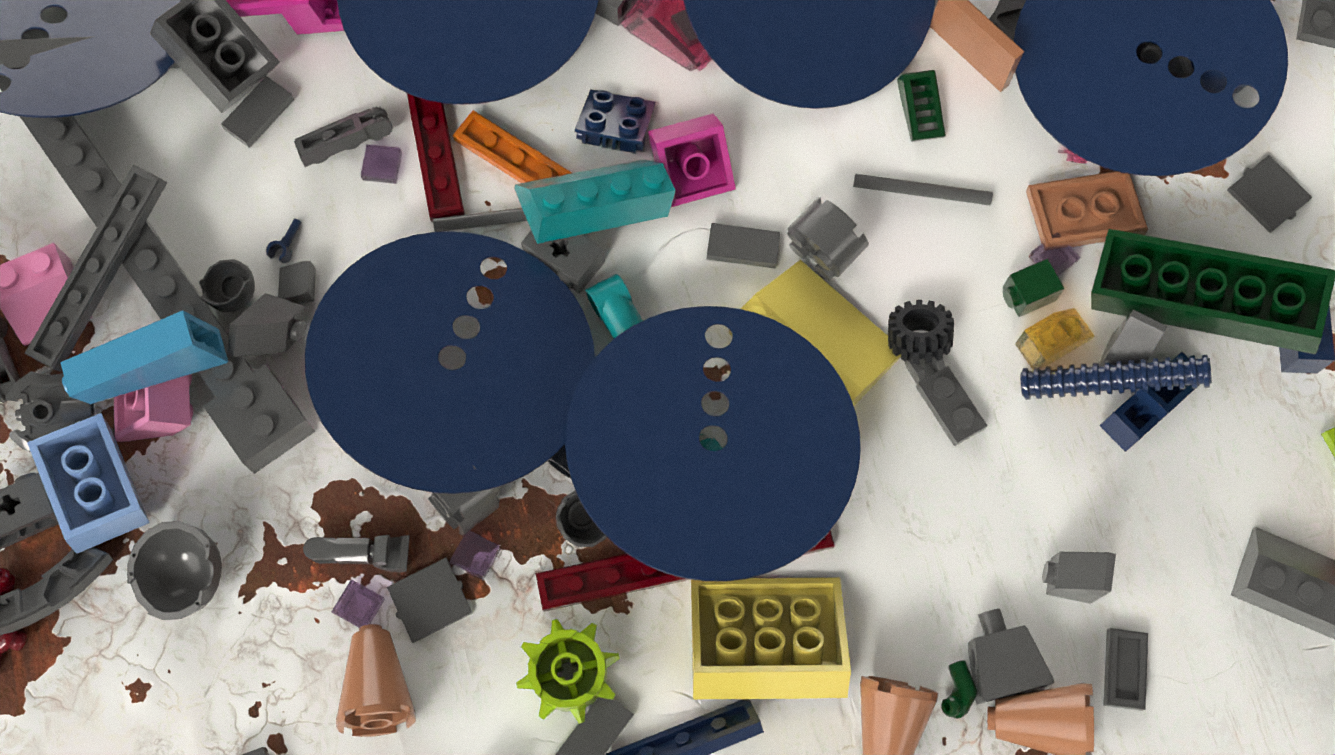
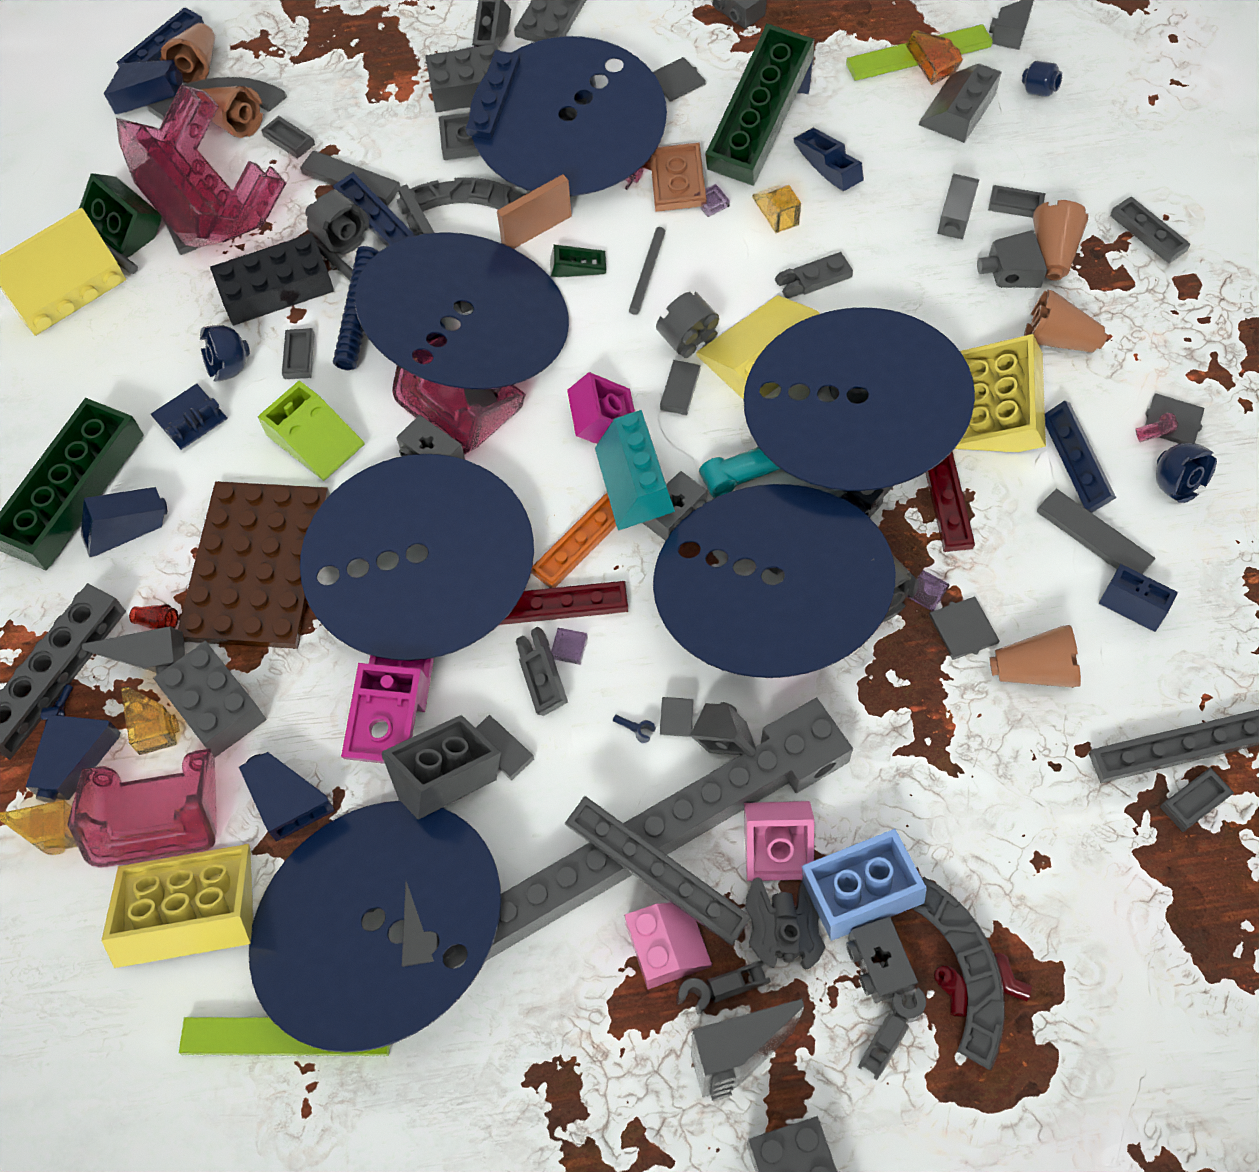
camera: 80 degrees left, 10 degrees down
(144, 358) = (766, 810): dark azure slope -> none
(174, 570) = (947, 810): dark grey cylinder -> none
(228, 285) = (676, 768): dark grey hair -> none
(358, 604) = (969, 679): clear purple tile -> none
(382, 553) = (925, 653): dark grey piece -> none
(479, 219) = (633, 567): dark grey bar -> none
(548, 660) = (1027, 523): lime brick -> none
(576, 524) = (905, 507): dark grey hair -> none
(616, 119) = (558, 462): dark blue hinge -> none
(920, 345) = (761, 268): black tyre -> none
(963, 694) = (1033, 288): dark green arm -> none
(1032, 288) = (738, 211): dark green brick -> none
(1116, 377) = (817, 167): dark blue piece -> none
(1133, 340) = (793, 160): slope -> none

